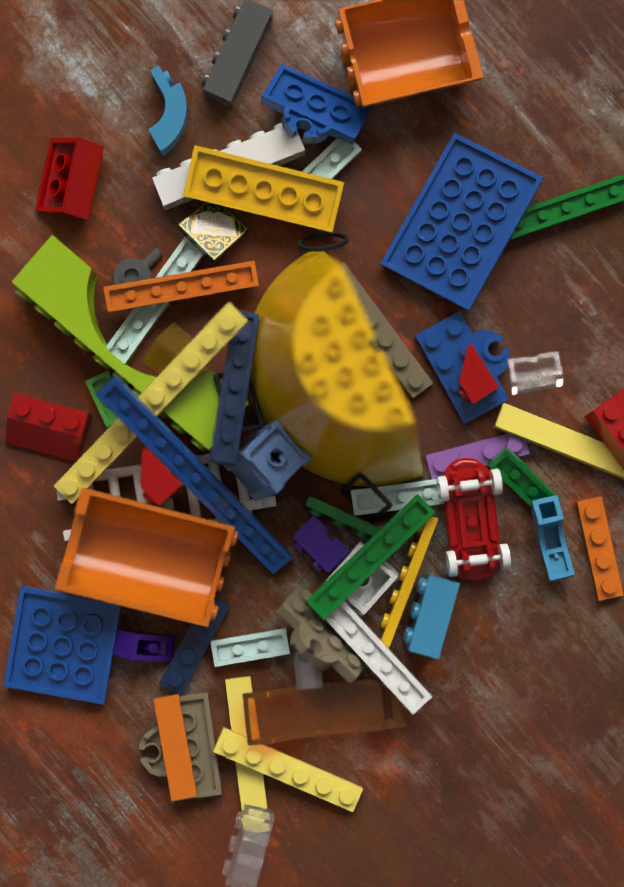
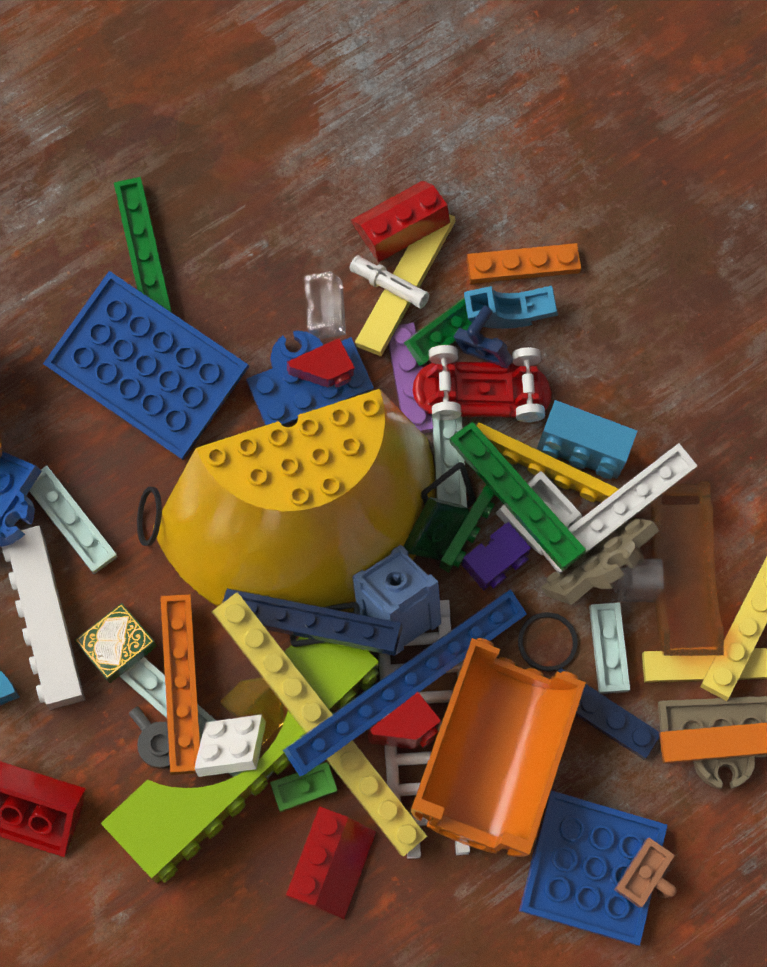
camera: 85 degrees left, 15 degrees down
(58, 688) = (646, 874): none -> nougat plate
(129, 333) = (230, 745): none -> white plate
(143, 645) = (600, 771): dark purple slope -> none
(248, 616) = (566, 623): none -> black piece
(263, 189) = (78, 576): yellow plate -> none
(334, 488) = (435, 528): none -> dark green tile
(513, 510) = (477, 345): none -> dark blue plate
(567, 419) = (381, 277): none -> white pin

